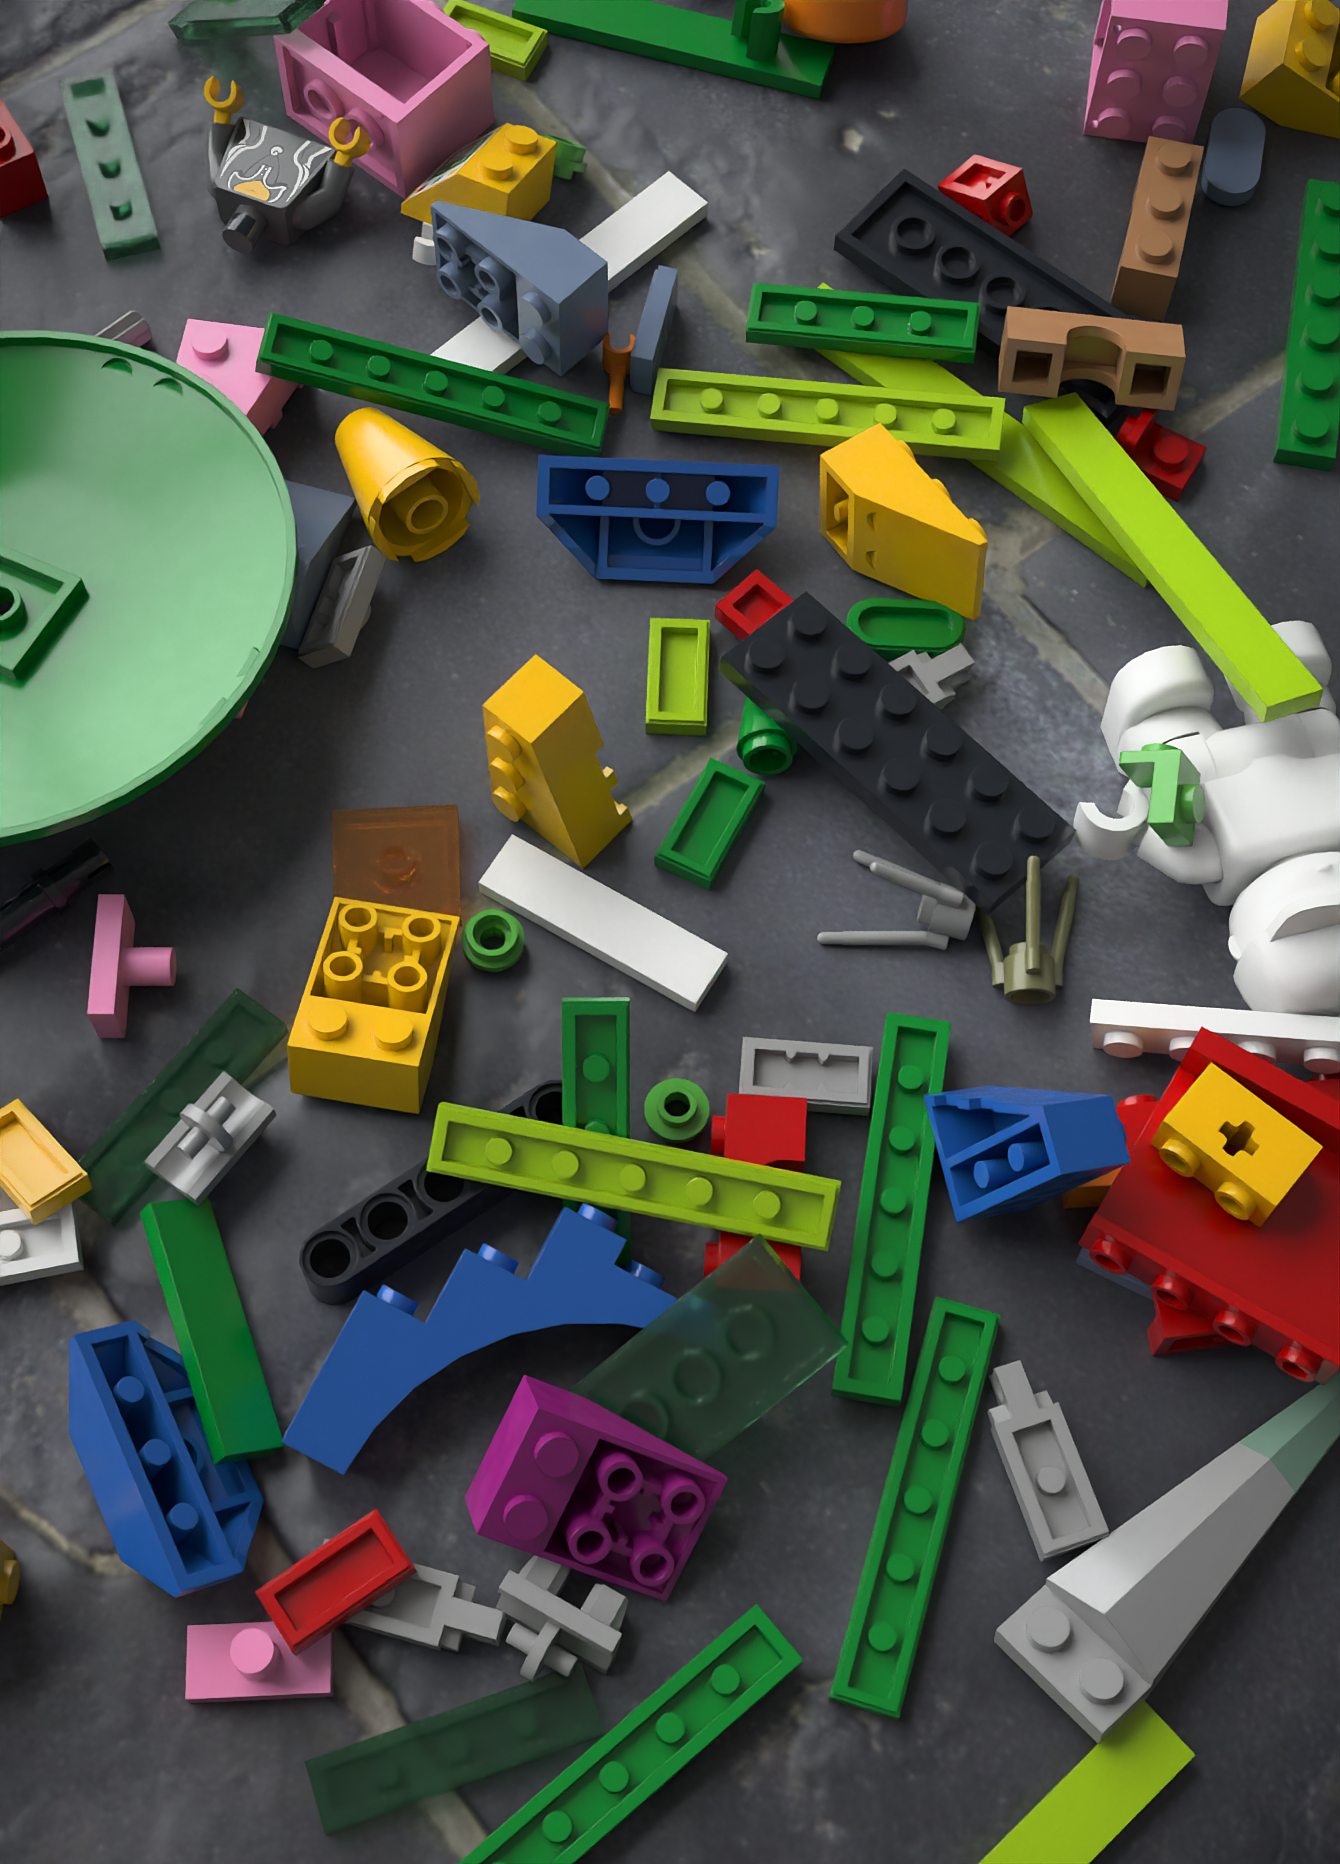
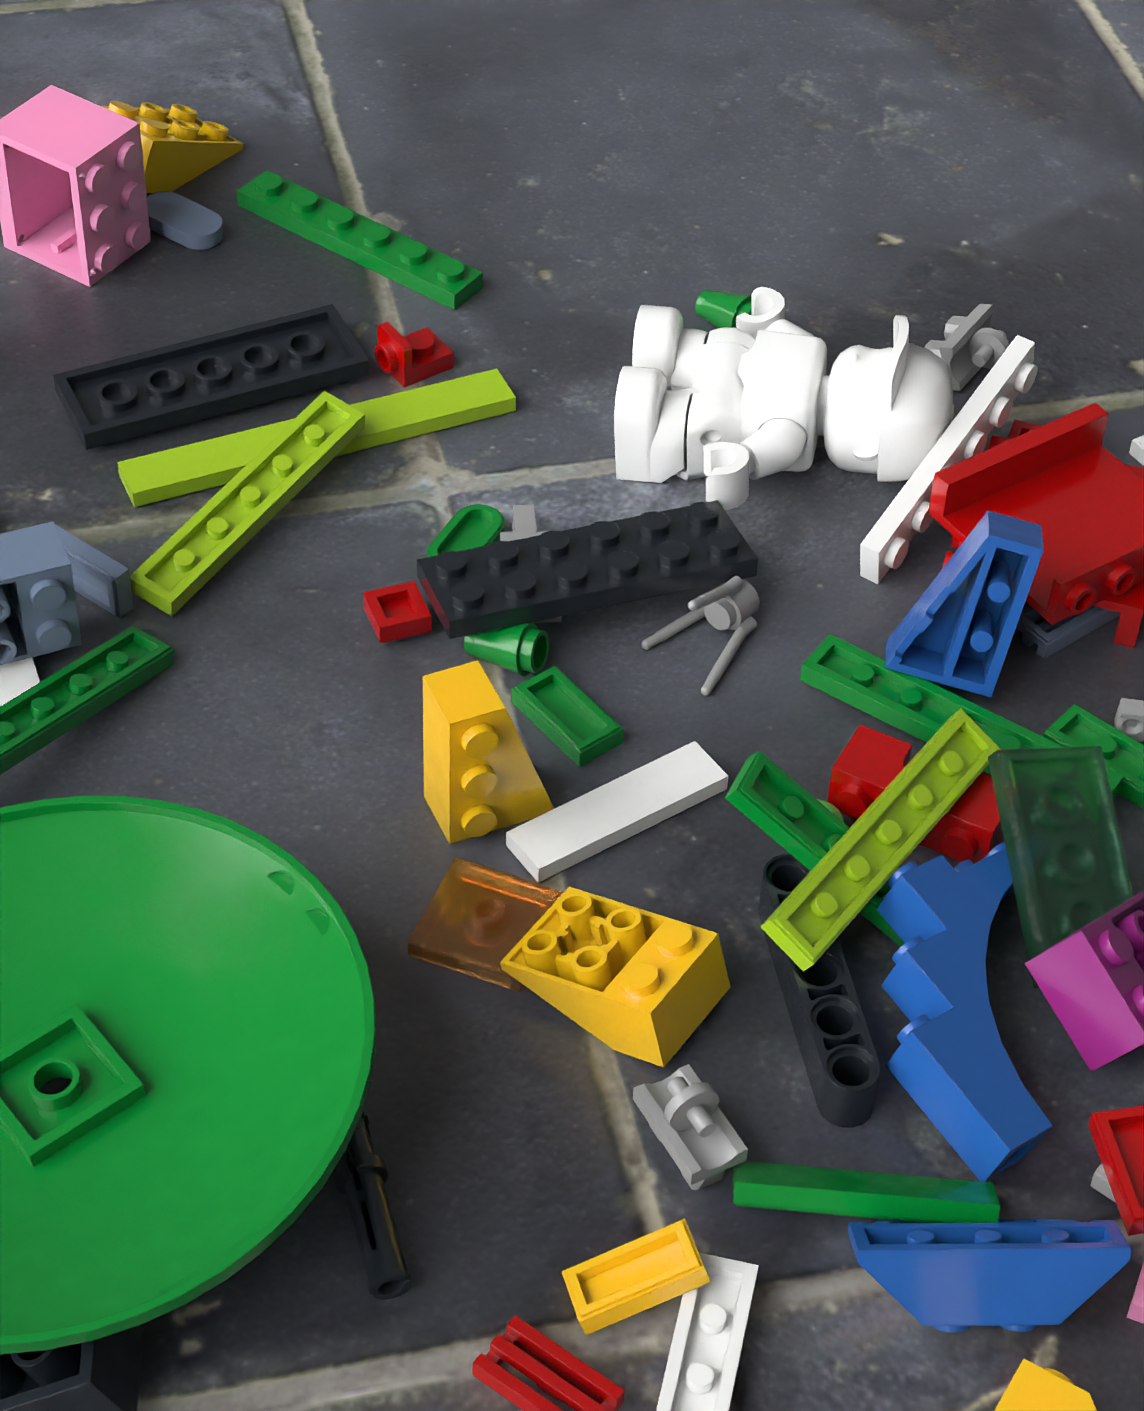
camera: 65 degrees left, 20 degrees down
(120, 965) = (474, 1143): bright pink tile -> none
(230, 1041) = (625, 1148): clear green tile -> none
(404, 486) = (118, 759): yellow cone -> none
(489, 924) = (597, 875): bright green plate -> none
(617, 364) = (91, 612): orange hand -> none
(656, 514) = (277, 622): blue wedge -> none
(677, 677) = (397, 677): lime tile -> none
(828, 1075) = (823, 735): light grey plate -> none
(863, 322) = (179, 450): green tile -> none
(900, 522) = (400, 483): yellow slope -> none
(991, 191) = (110, 339): red bracket -> none
(1029, 972) = (804, 576): olive plant -> none
(1131, 357) = (304, 348): medium nougat arch -> none
(1157, 228) = (195, 253): medium nougat arch -> none
(1173, 559) = (532, 350): lime tile -> none
(1176, 791) = (750, 409): bright green bracket -> none
(1223, 1113) = (1035, 489): yellow brick -> none

